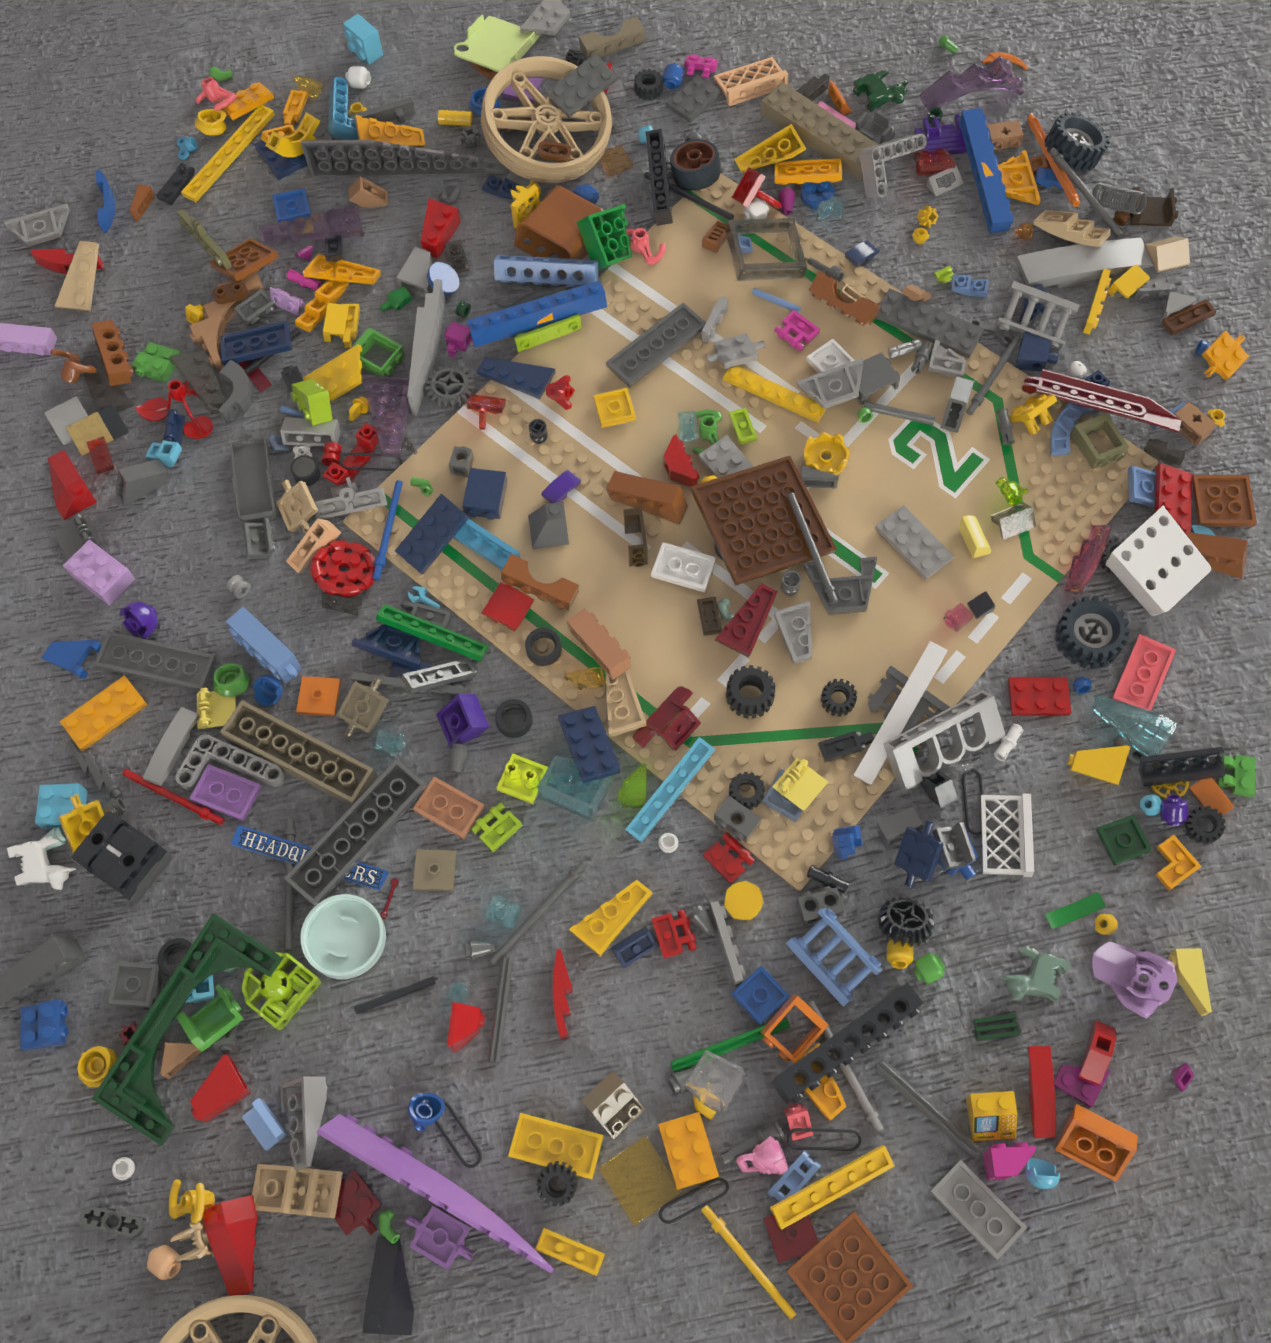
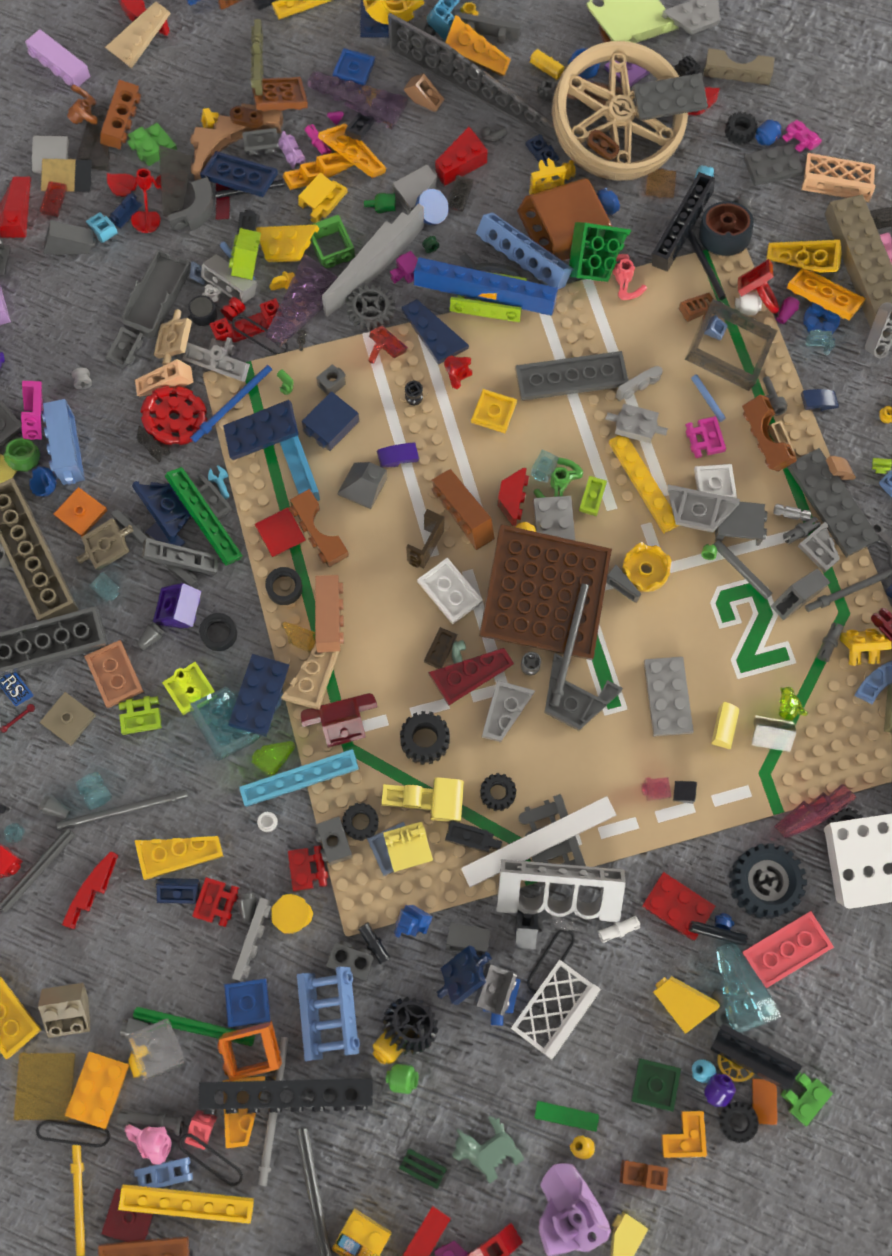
camera: 30 degrees right, 5 degrees up
(212, 627) = (32, 402): none -> dark pink panel
(799, 732) = (442, 800): none -> light yellow plate
(1084, 695) = (718, 933): none -> black axle
(1165, 914) = (644, 1175): none -> dark orange slope

